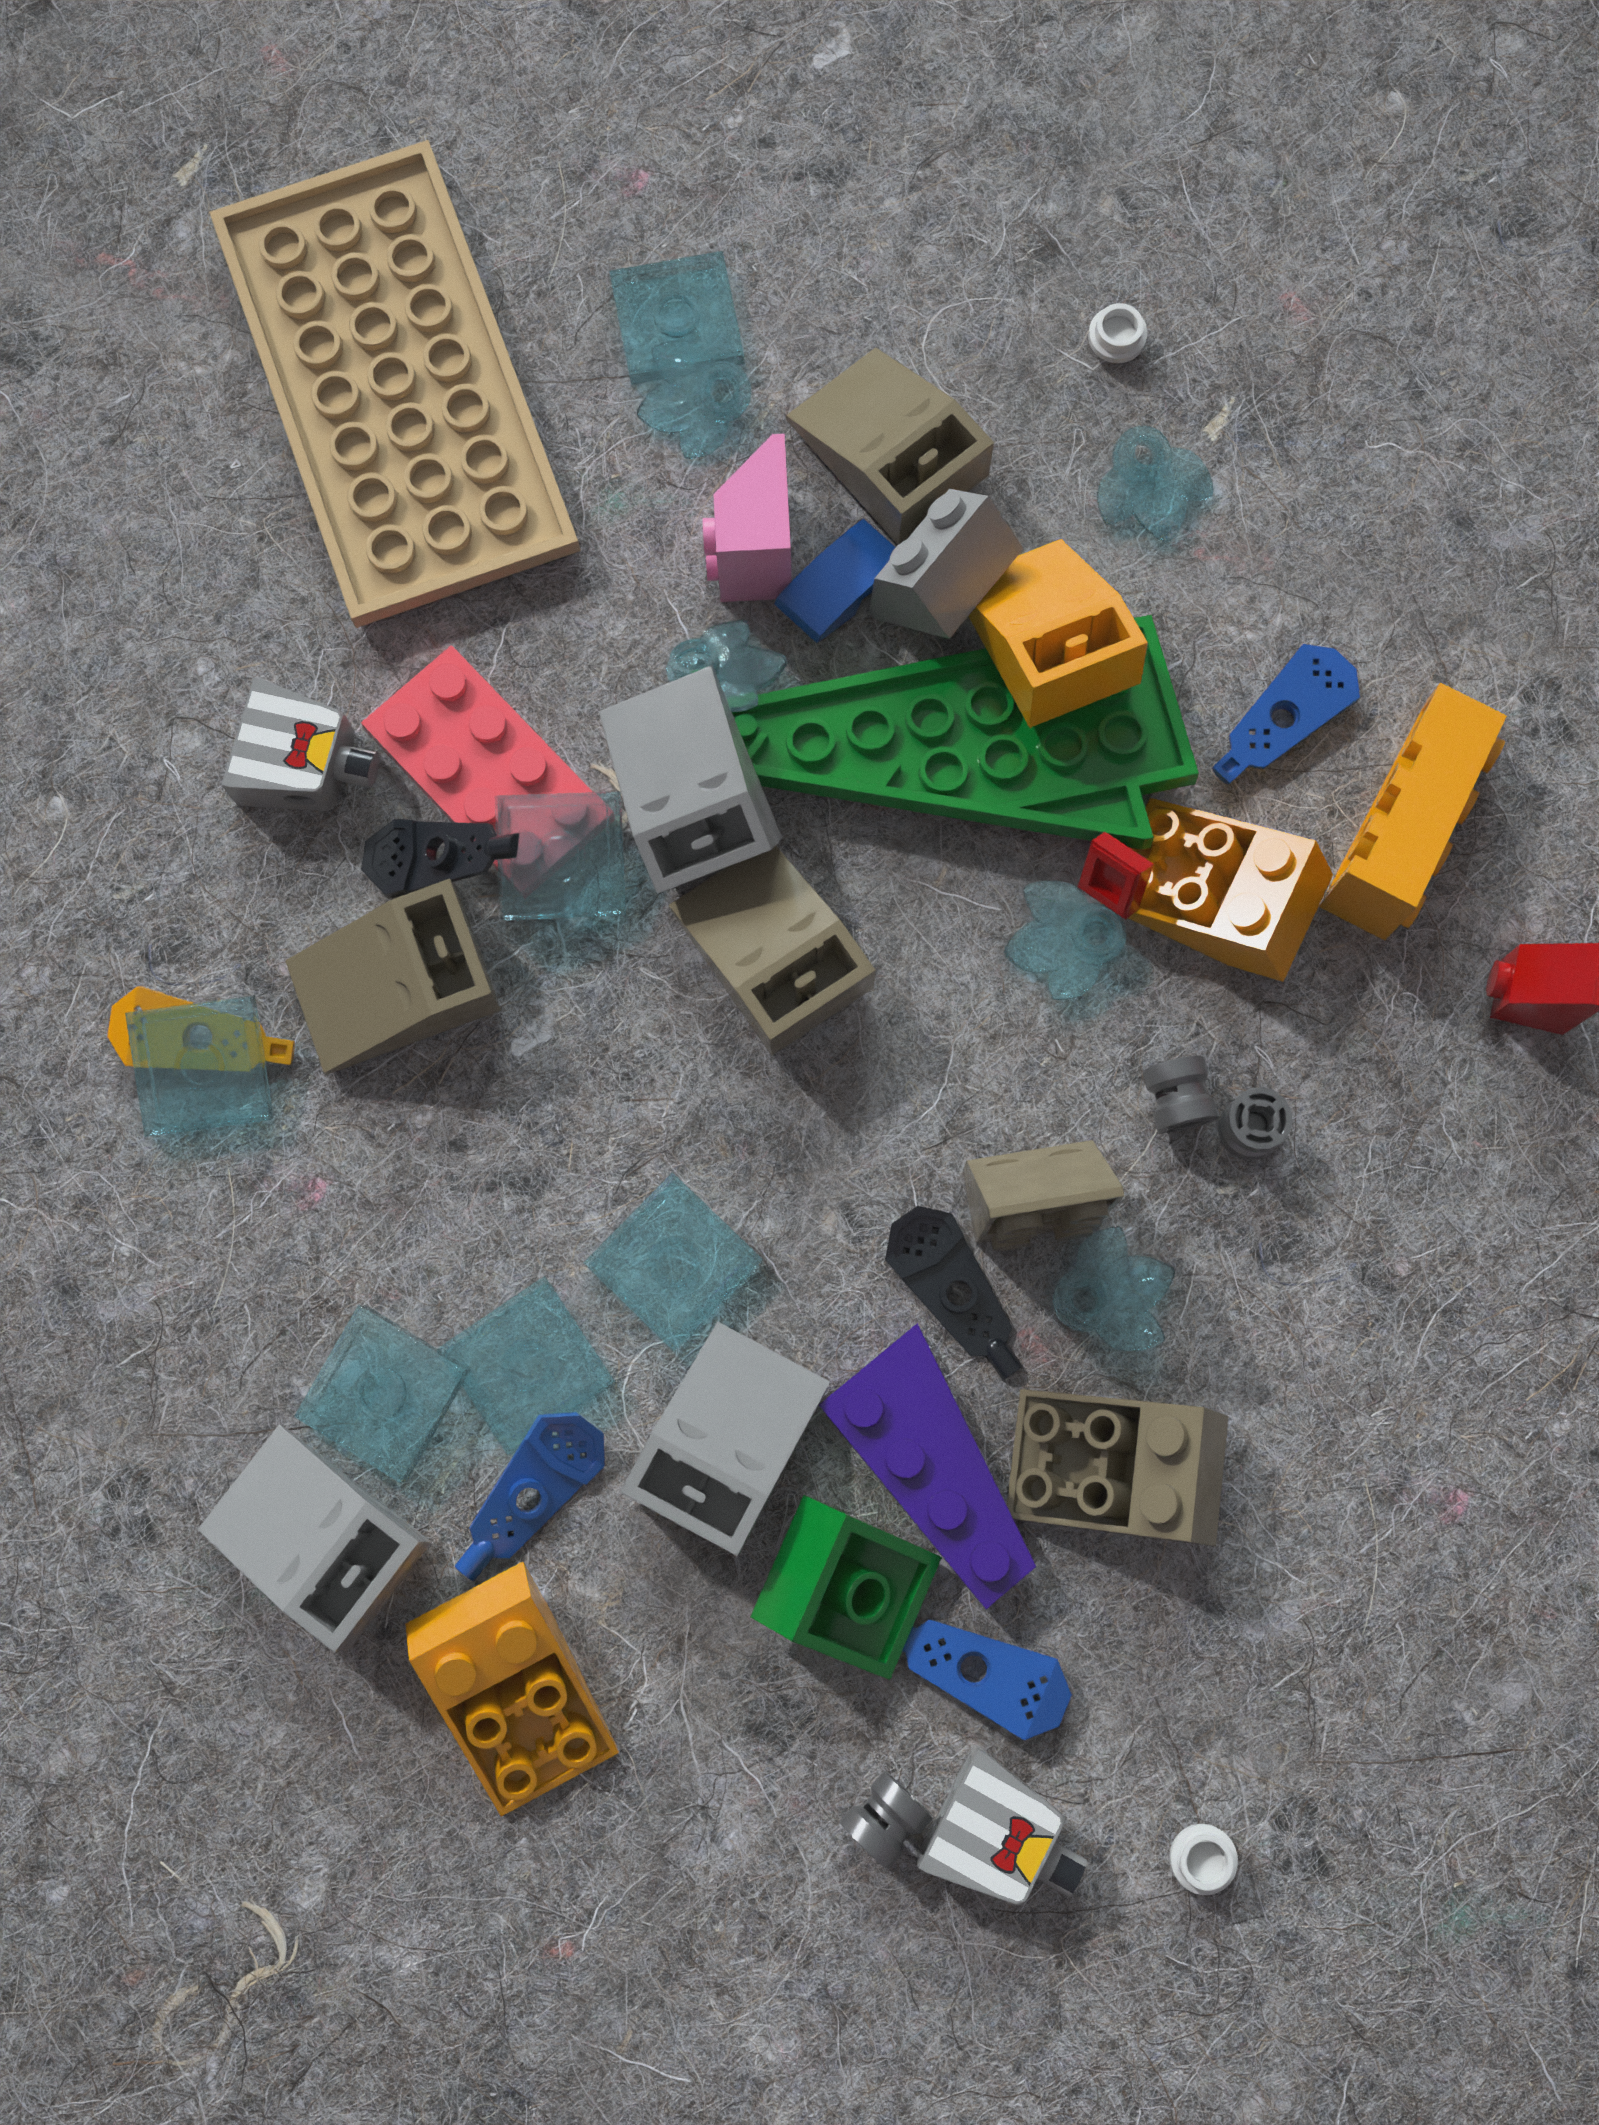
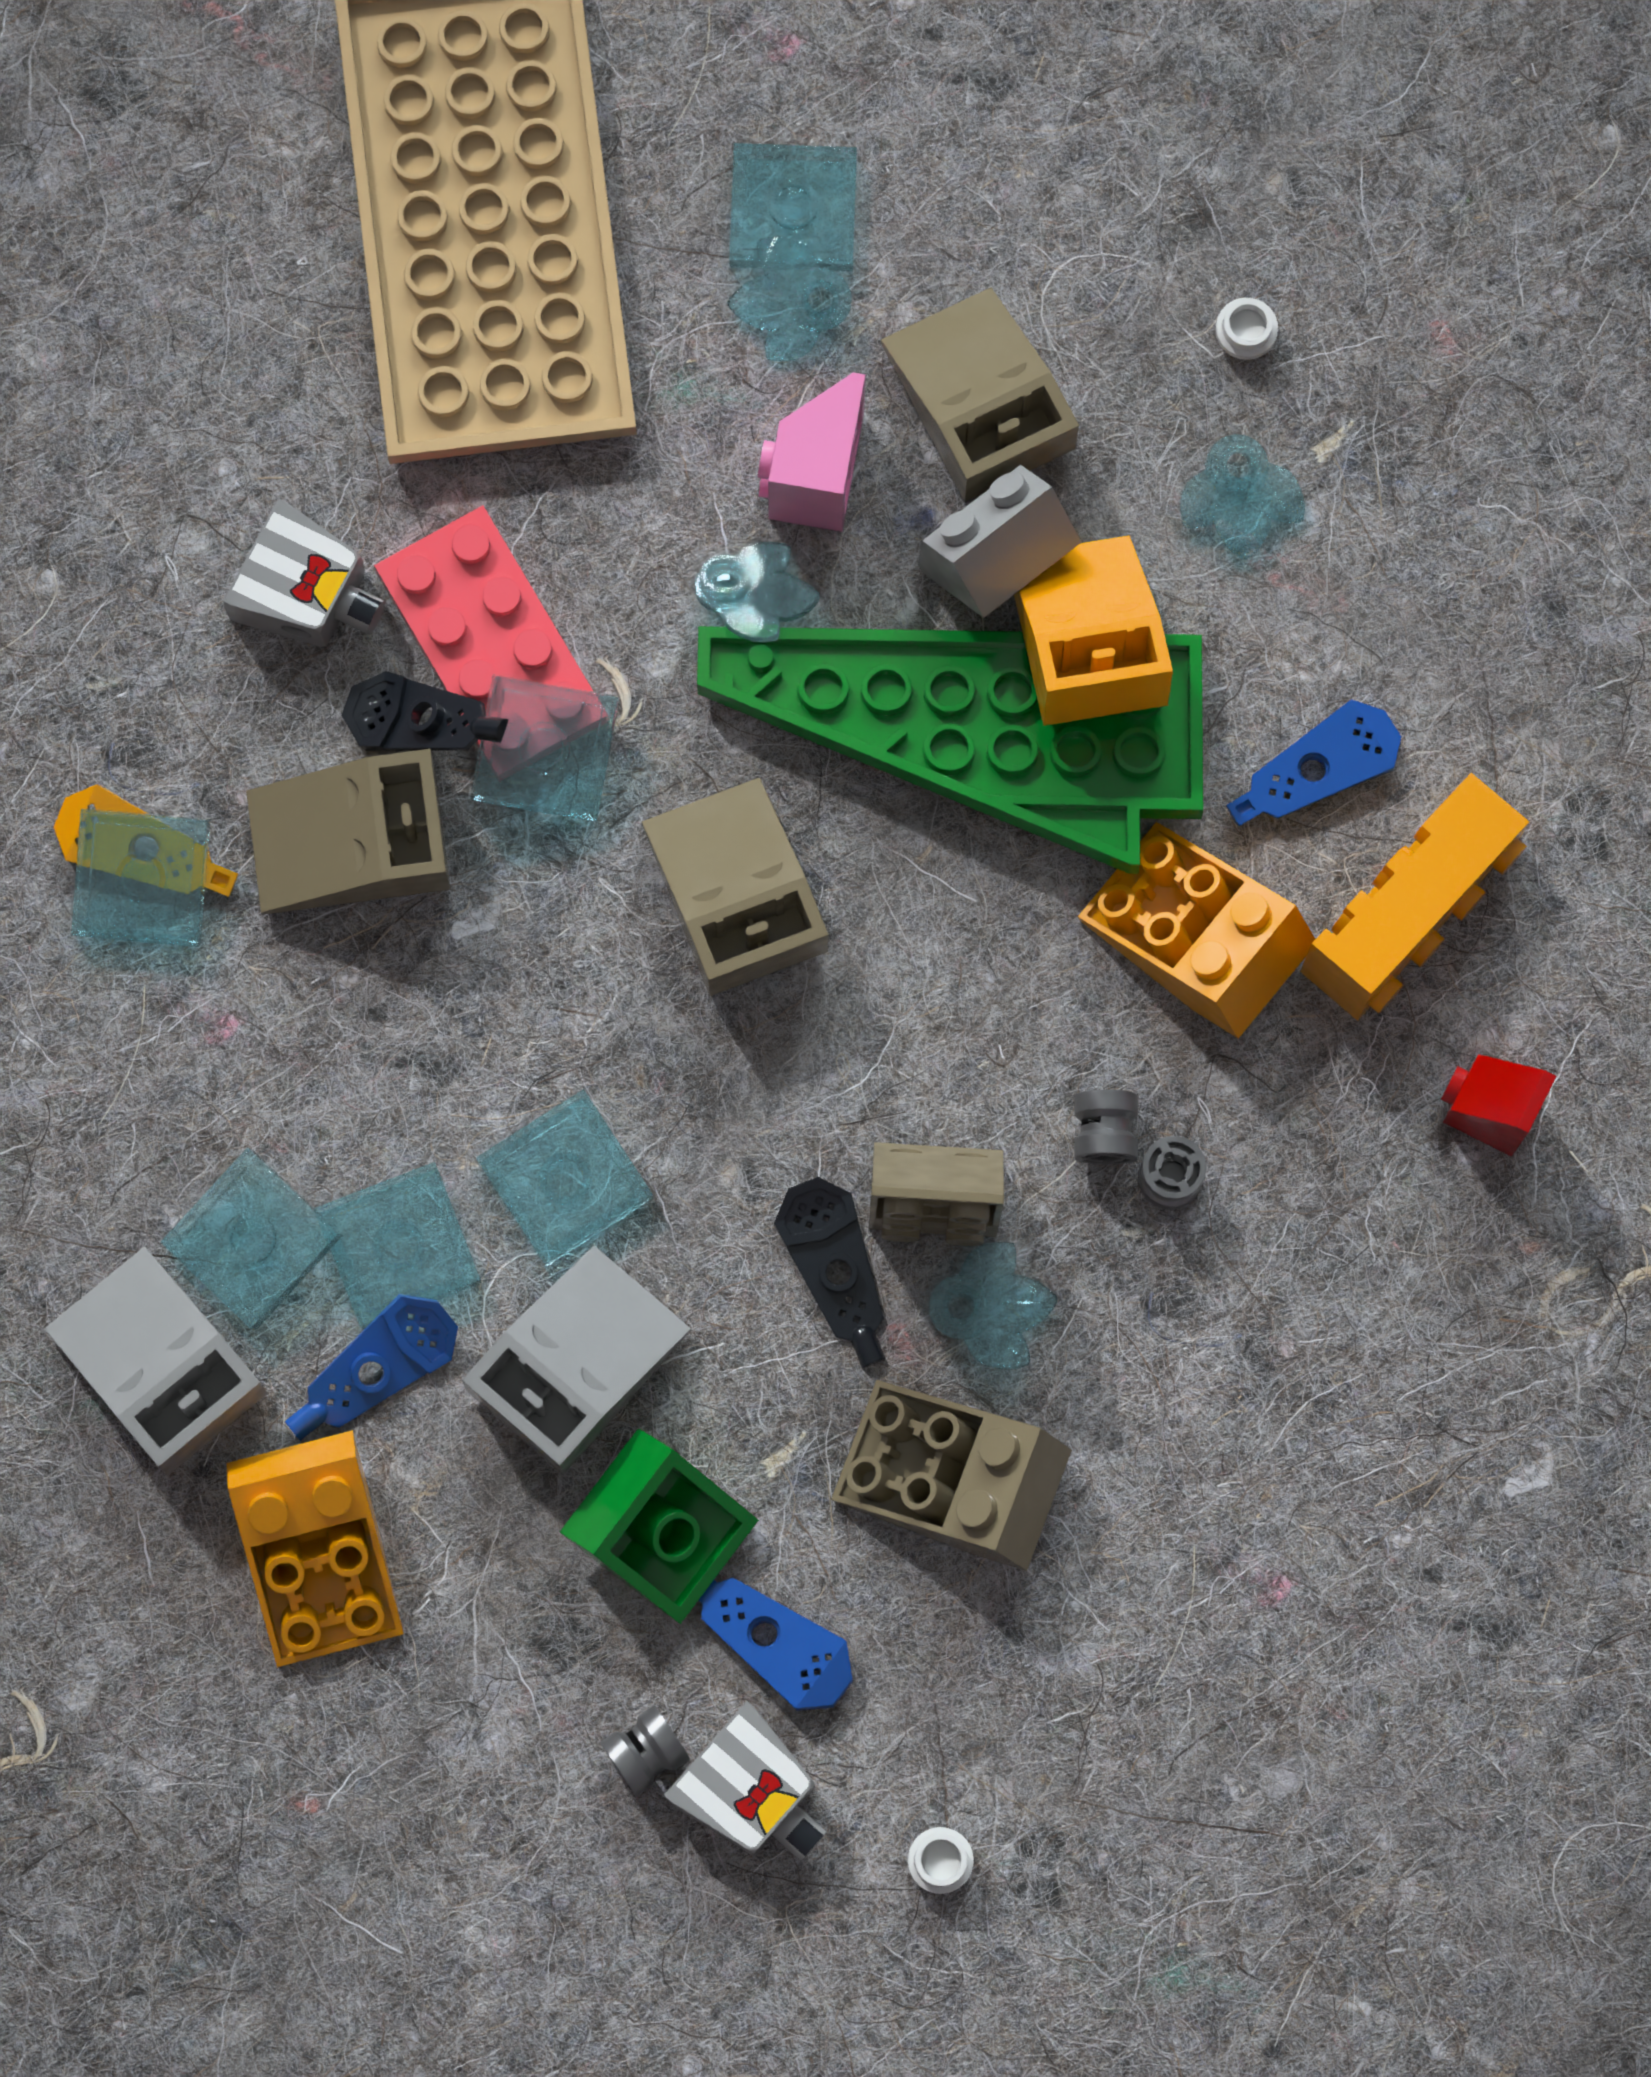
camera: 10 degrees right, 0 degrees up
(687, 780) = (688, 703): light grey slope -> none
(836, 581) = (890, 527): blue slope -> none
(924, 1455) = (766, 1419): dark purple wing -> none
(1056, 940) = (1024, 942): clear light blue plate -> none
(1115, 875) = (1093, 894): red tile -> none

